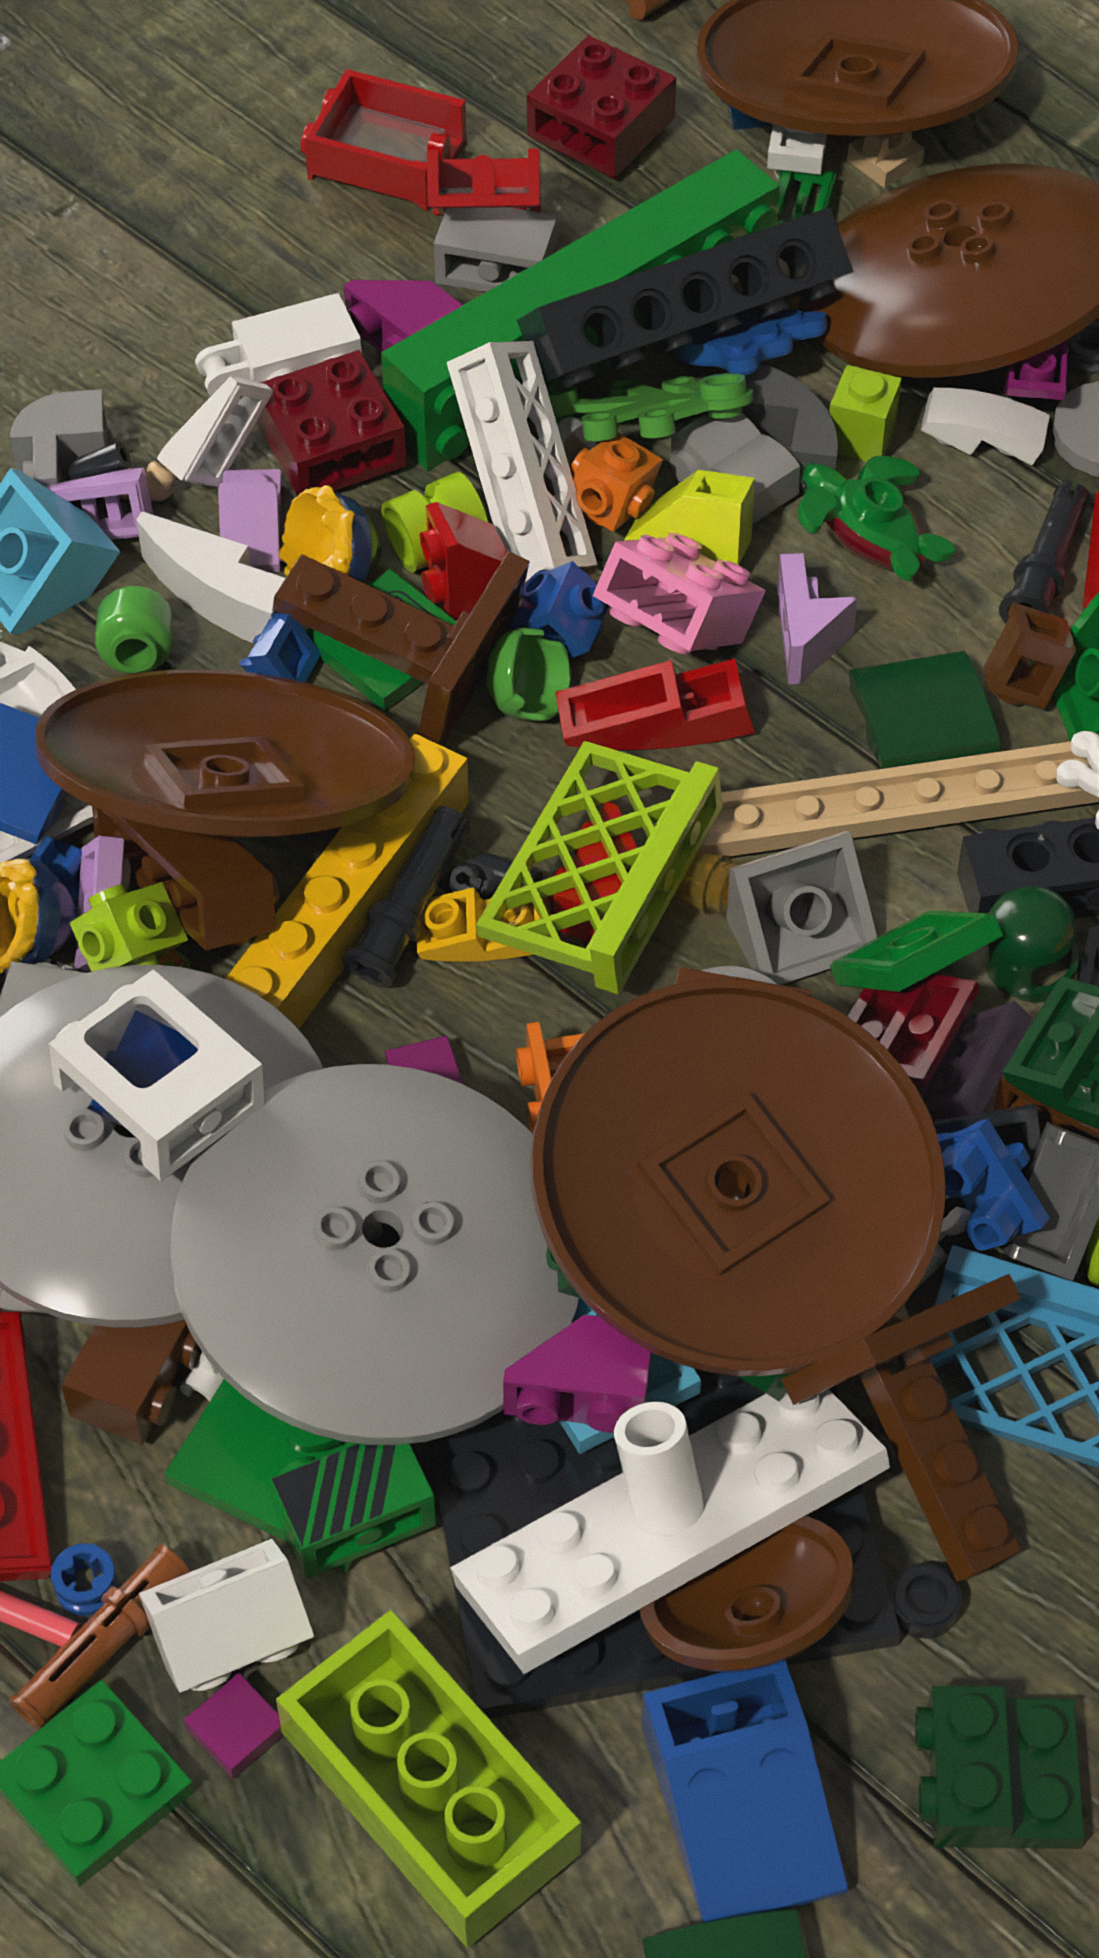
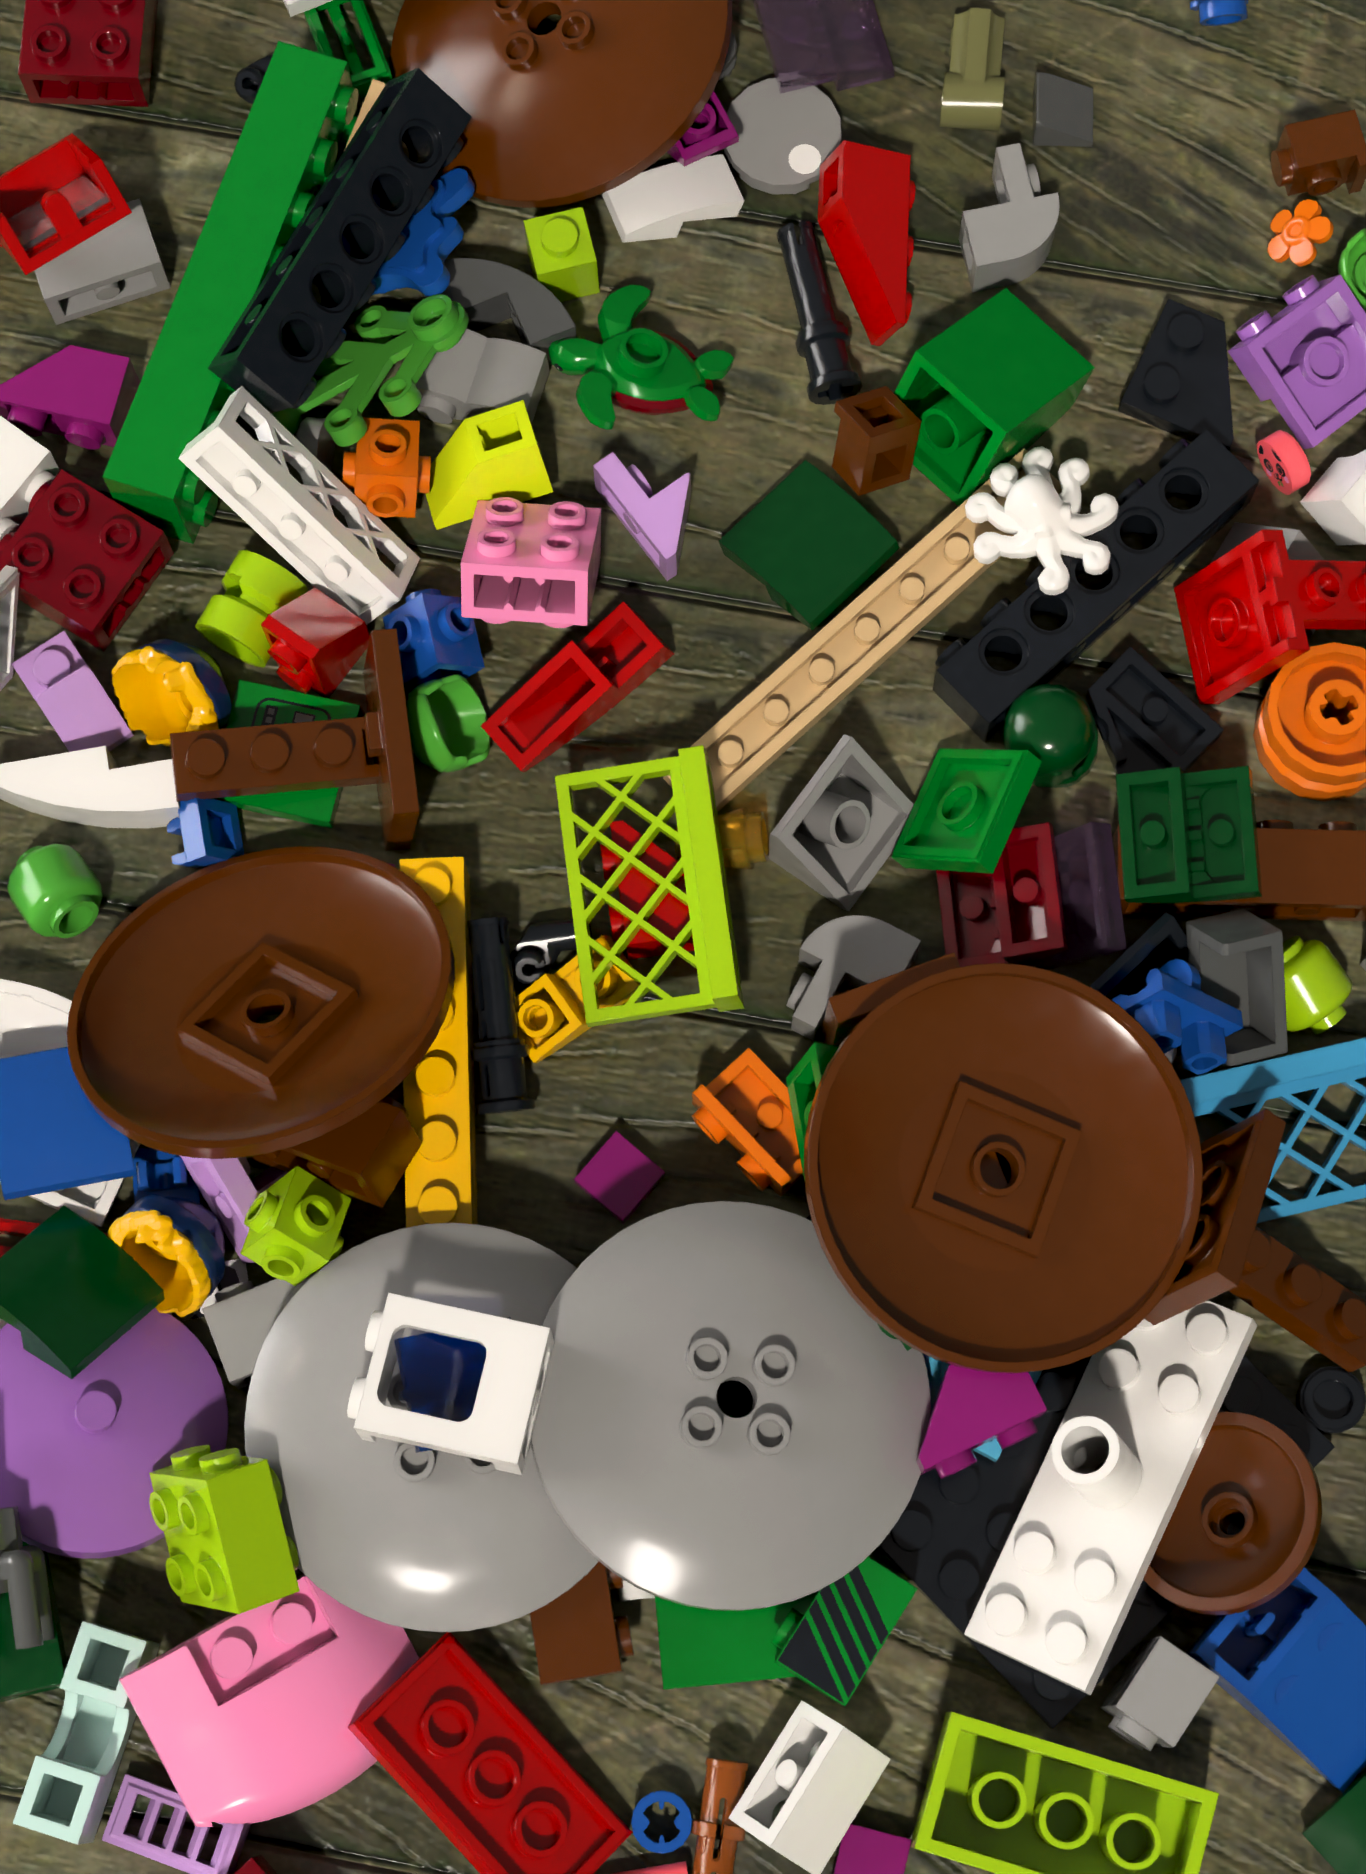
camera: 30 degrees left, 20 degrees up
(586, 1719) = (1157, 1695): none -> light grey brick

